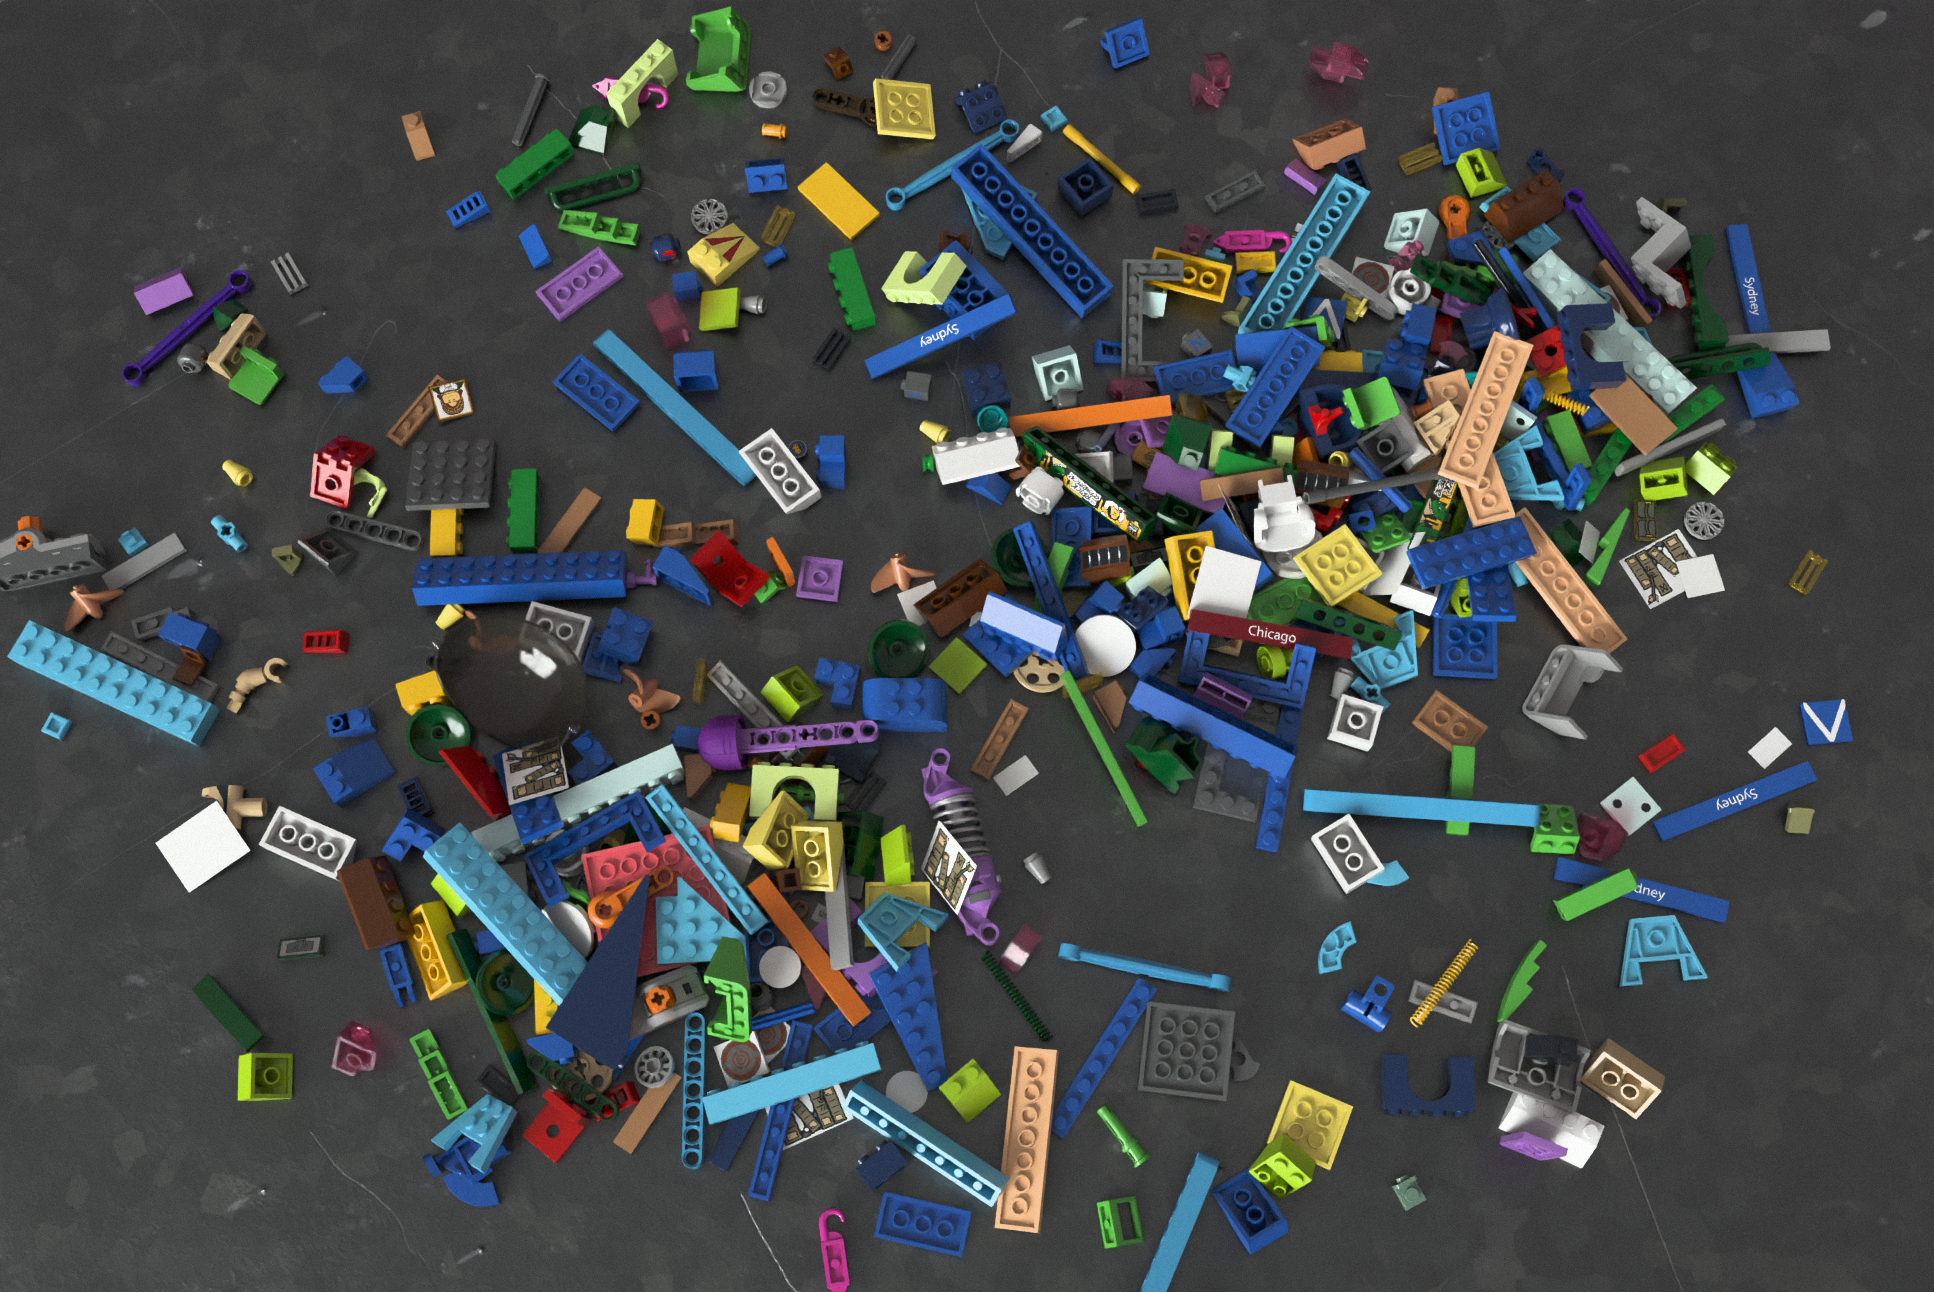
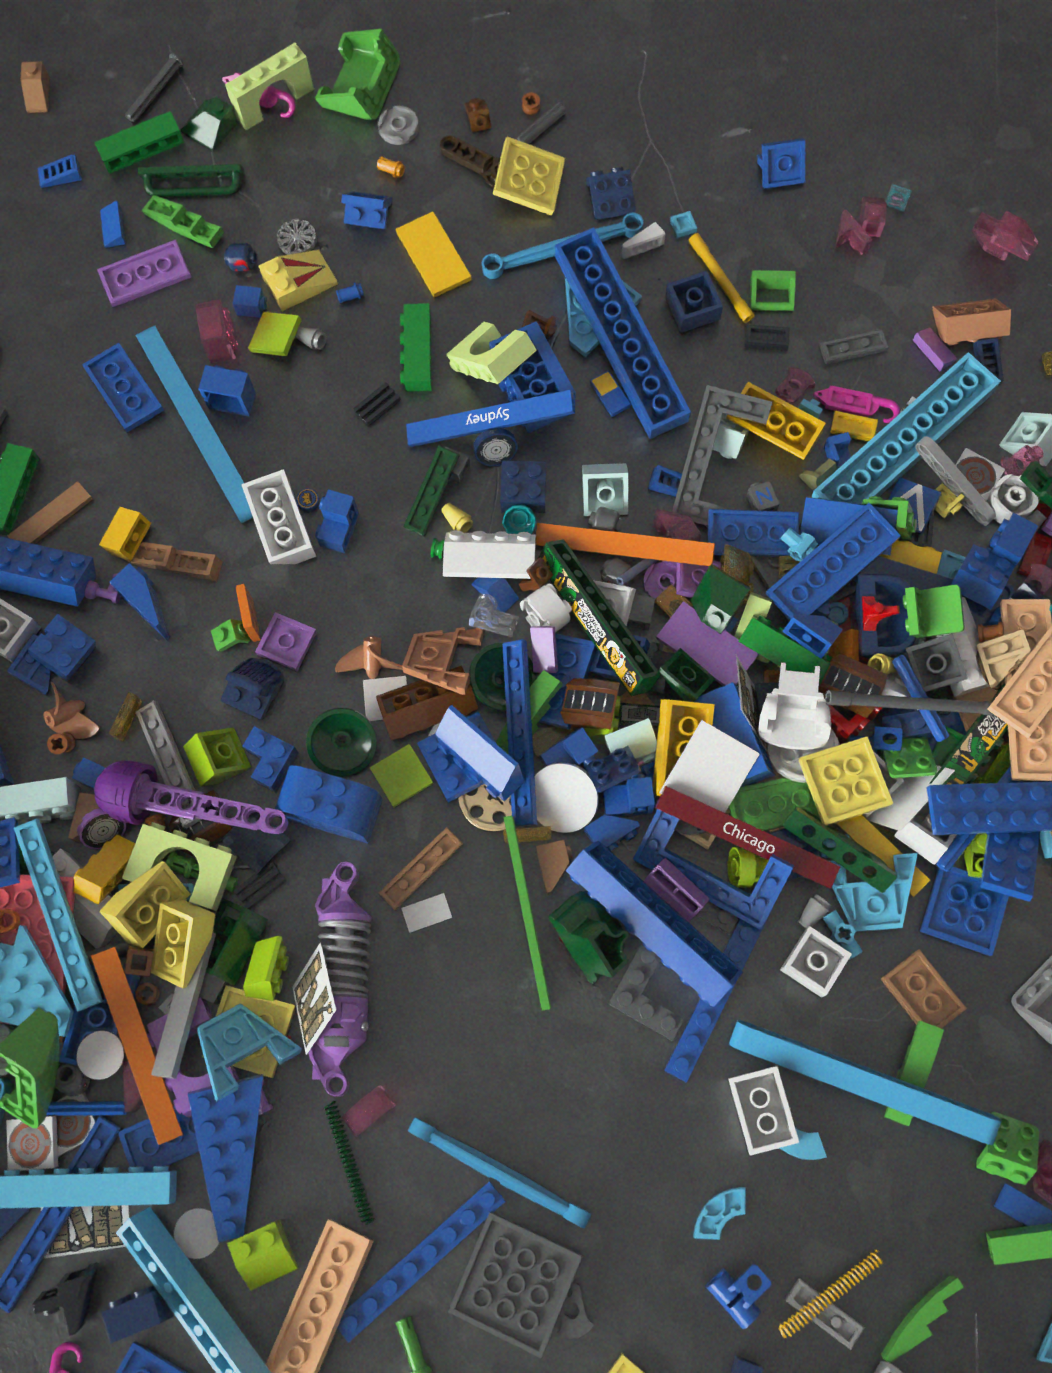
camera: 20 degrees right, 0 degrees up
(712, 781) = (99, 828): none -> tile
(730, 571) = (196, 612): red bracket -> none
(784, 212) = (360, 261): clear yellow tile -> none
(804, 625) = (252, 686): none -> dark blue piece
(824, 1165) = (72, 1294): none -> black piece
(907, 413) = (431, 490): none -> dark green tile
(951, 360) = (495, 447): none -> tile
(953, 555) = (432, 655): none -> nougat wing
(989, 511) = (488, 618): none -> clear plate
(1035, 287) = (610, 393): none -> blue tile
(1036, 866) = (416, 1022): light grey cone -> none
(1049, 524) = (544, 649): none -> tile
(1149, 150) = (773, 281): none -> bright green tile
(1235, 48) = (898, 197): none -> clear light blue tile
(1239, 483) = (763, 660): medium nougat tile -> none
(1276, 448) = (813, 632): none -> blue slope

